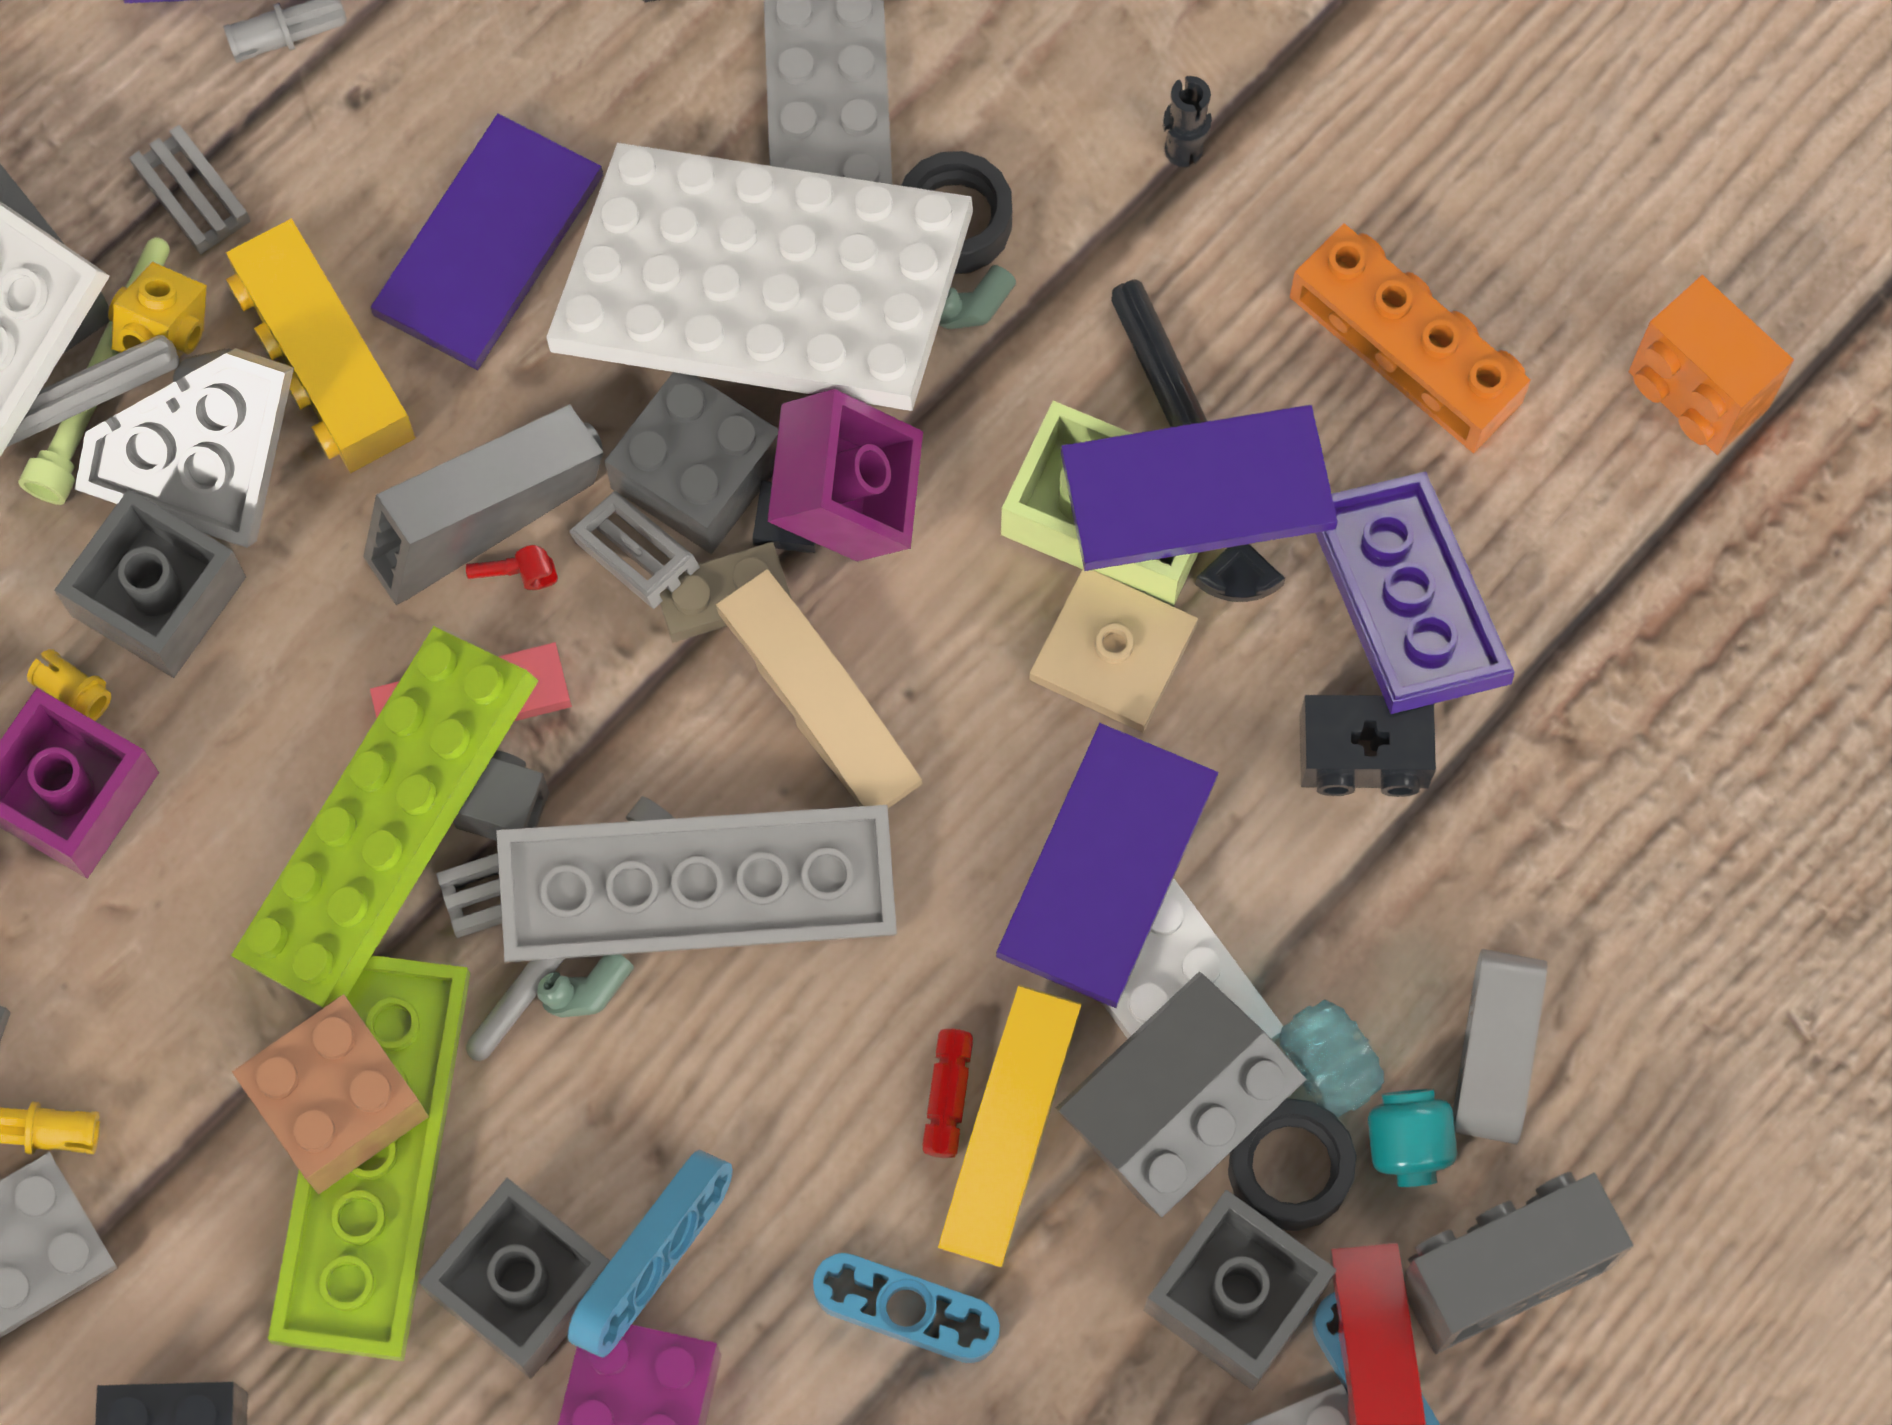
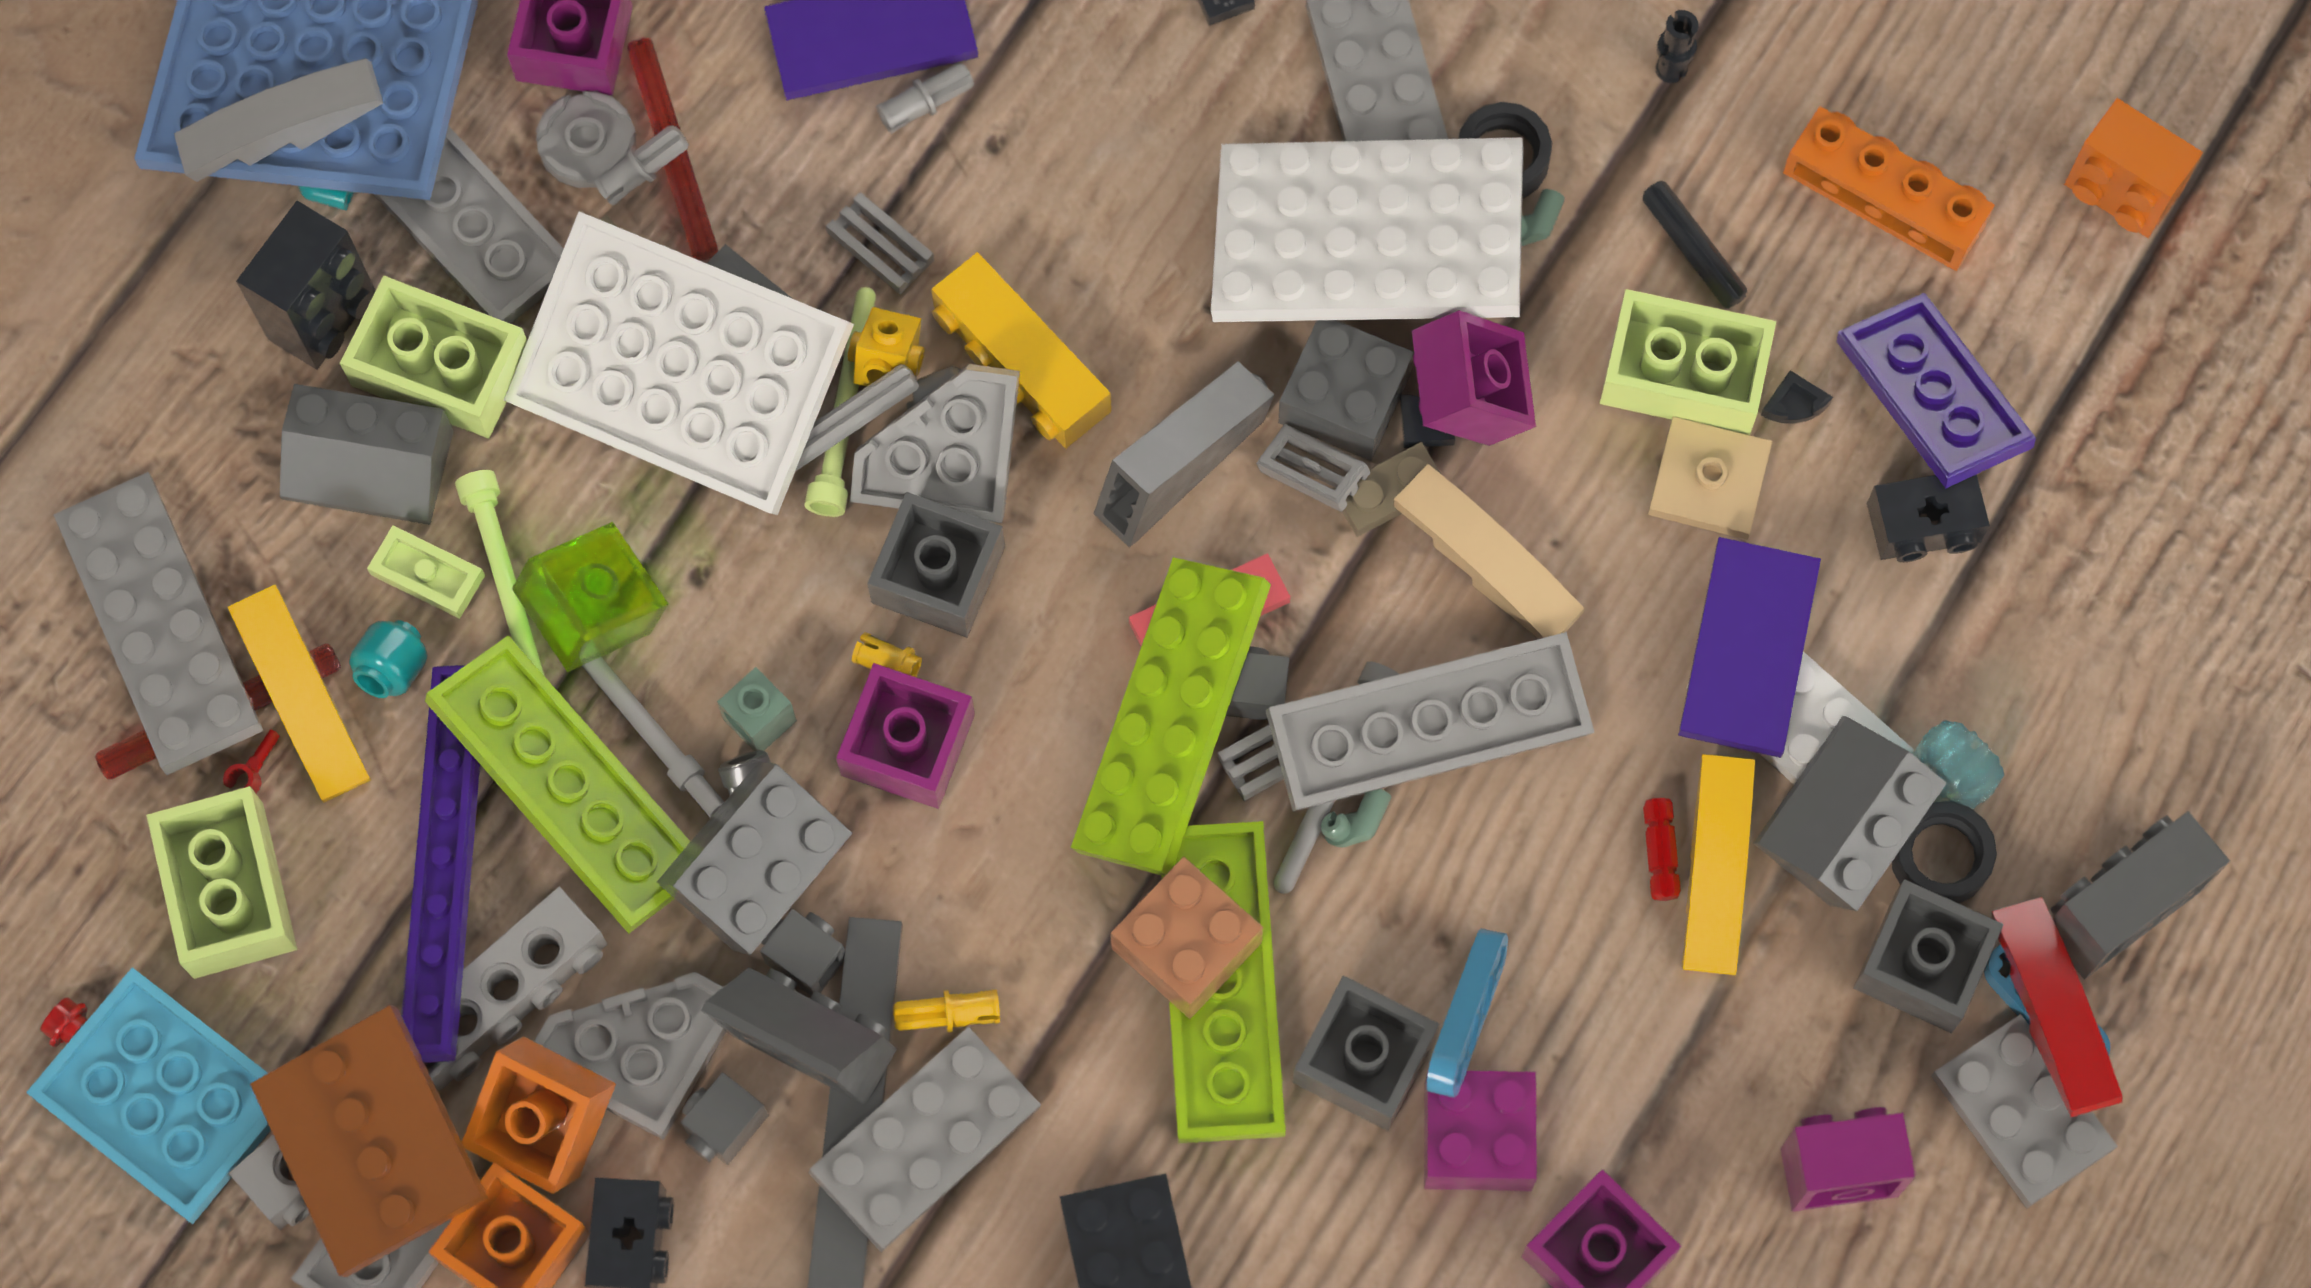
camera: 10 degrees left, 0 degrees up
(487, 241) = (1131, 242): dark purple tile -> none
(531, 562) = (1232, 494): red hand -> none
(854, 1306) = (1706, 1038): dark azure beam -> none
(1198, 487) = (1758, 337): dark purple tile -> none
(1412, 1136) = (2032, 814): teal head -> none
(1499, 1046) = (2083, 732): light grey beam -> none

